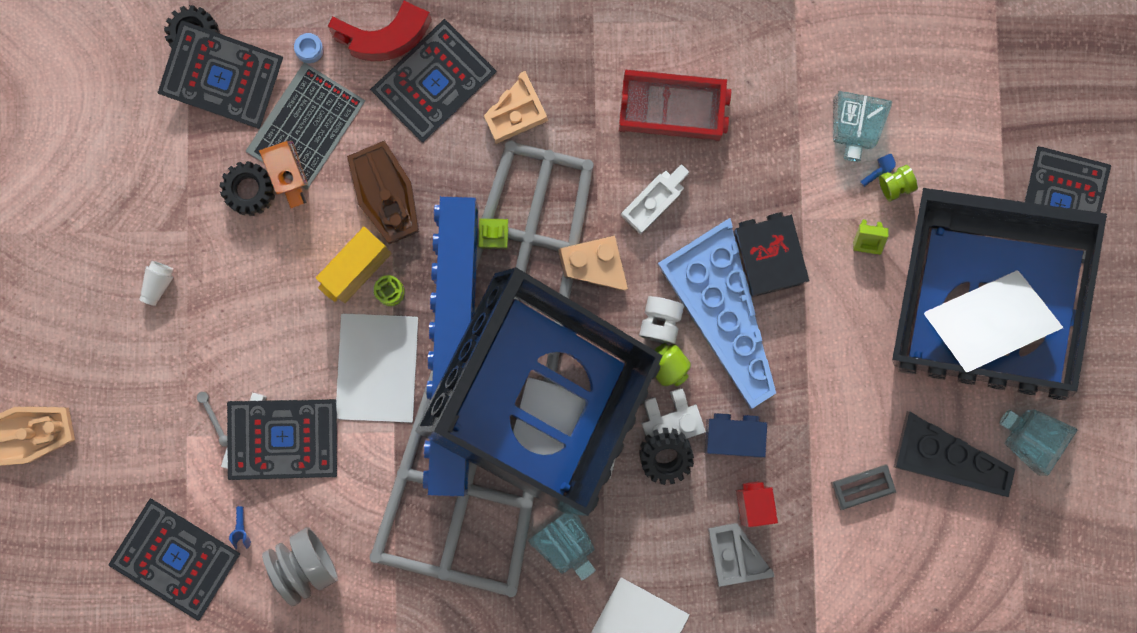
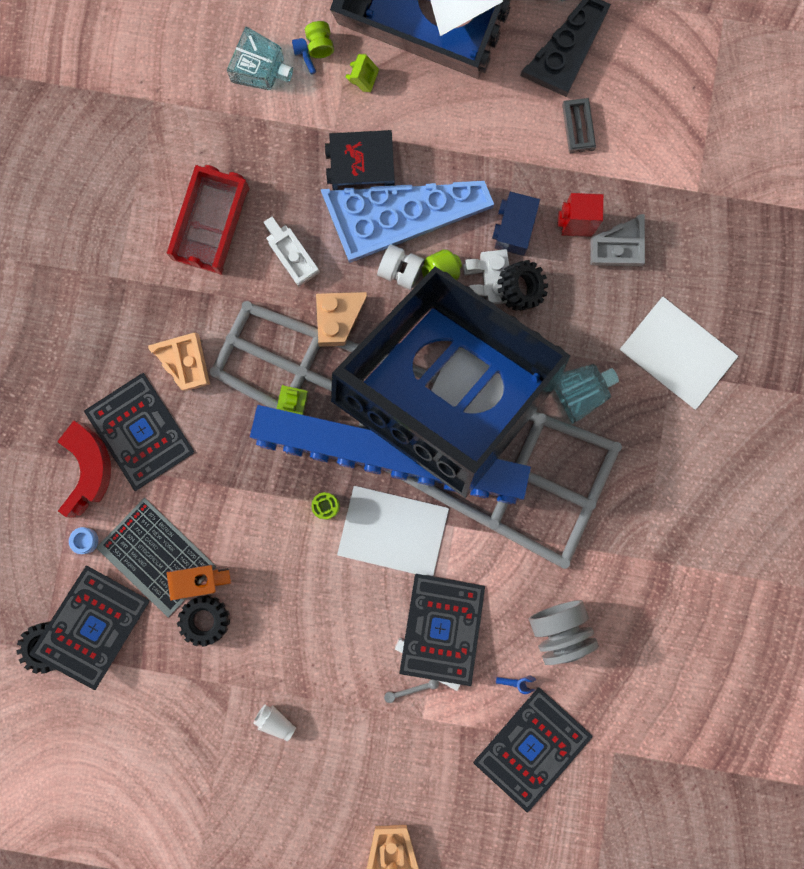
camera: 75 degrees left, 0 degrees up
(352, 266) = (296, 533): yellow brick -> none
(384, 192) = (232, 494): reddish brown piece -> none

